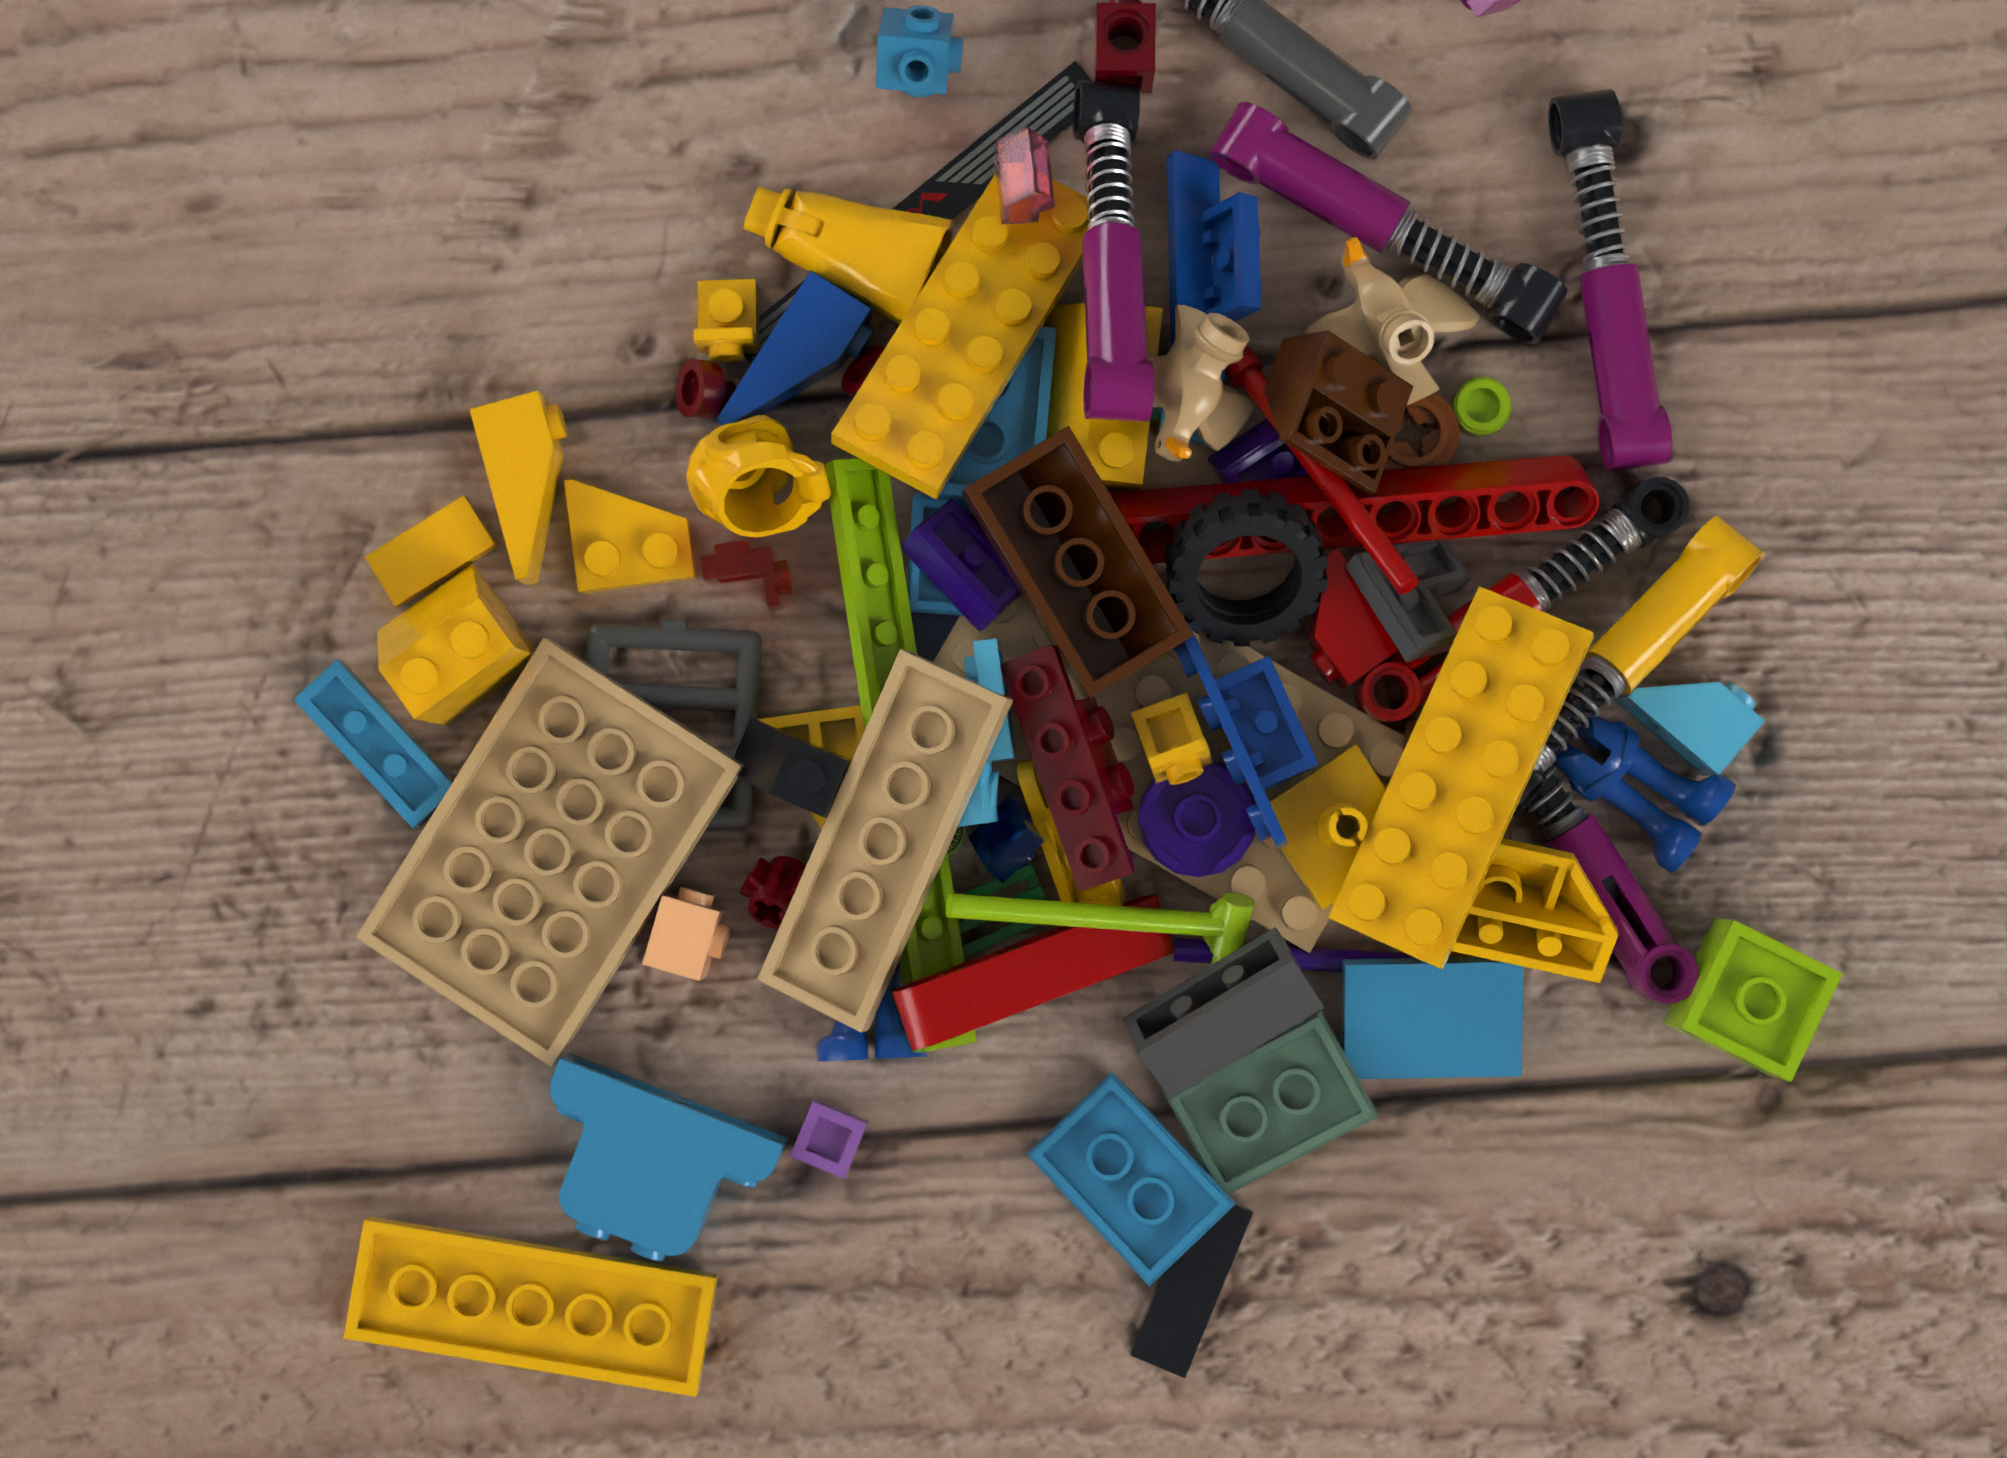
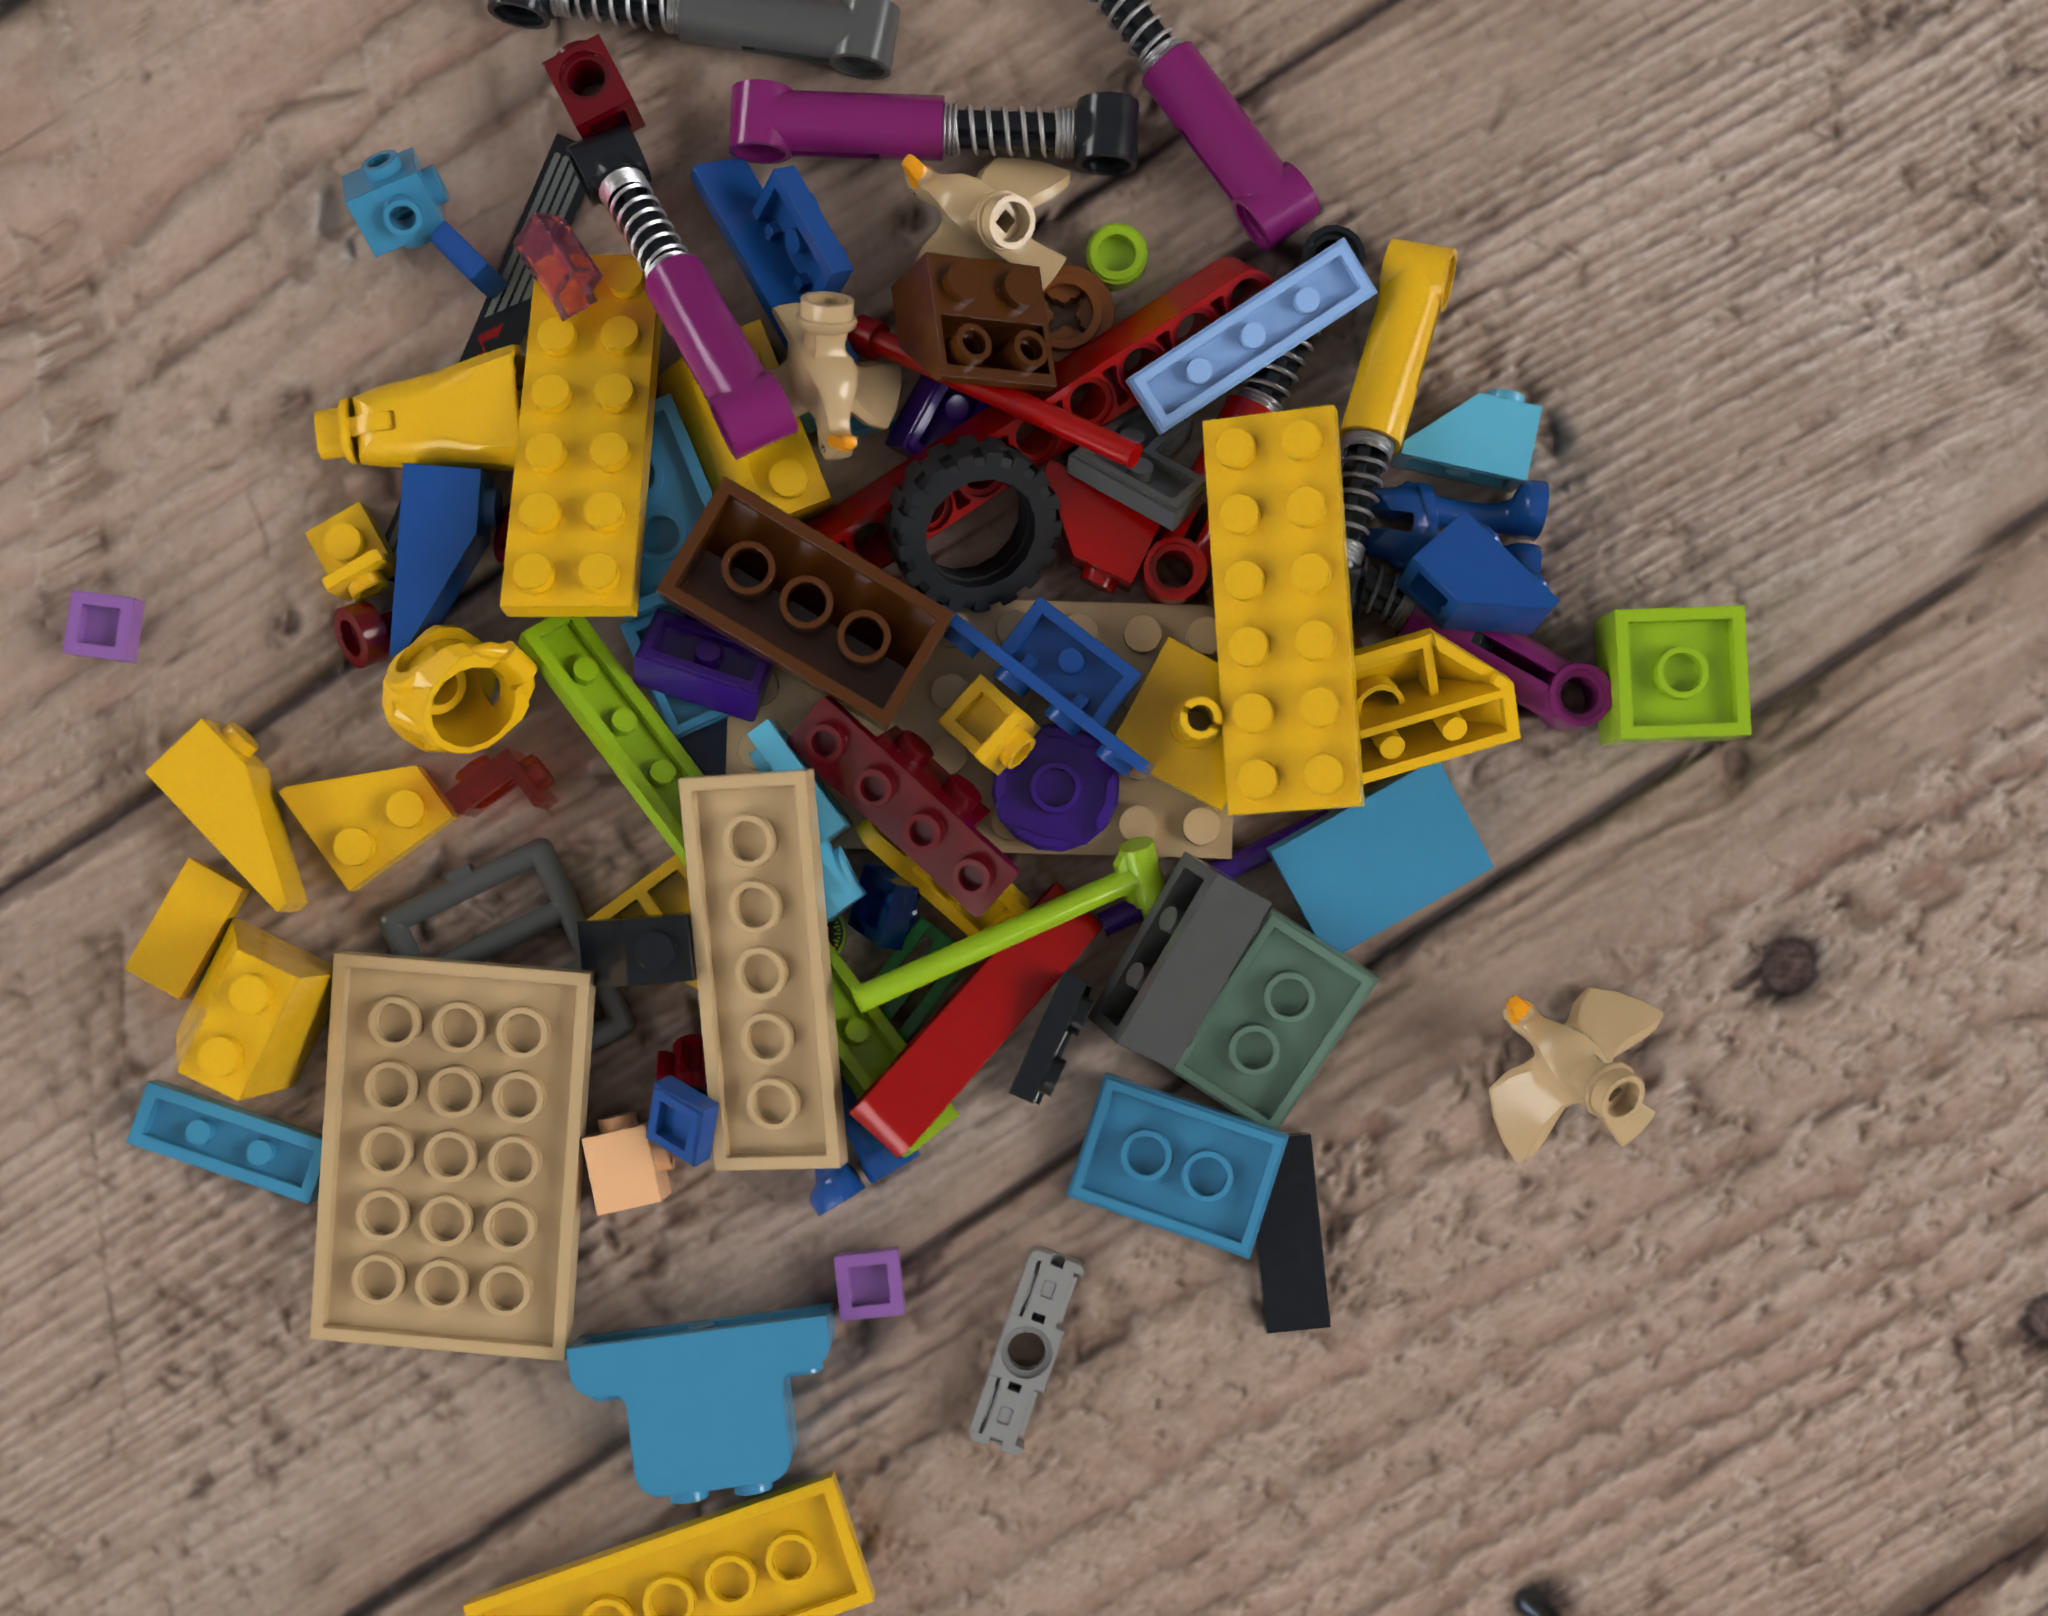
camera: 35 degrees left, 0 degrees up
(495, 270) = (103, 626): none -> medium lavender plate
(753, 925) = (682, 1120): none -> blue tile
(895, 1285) = (1011, 1388): none -> light grey piece
(949, 130) = (468, 260): none -> blue tile
(1067, 1035) = (1043, 1059): none -> black plate
(1497, 1275) = (1573, 1068): none -> tan animal
(1556, 536) = (1251, 336): none -> light blue tile
(1631, 837) = (1475, 583): none -> blue slope

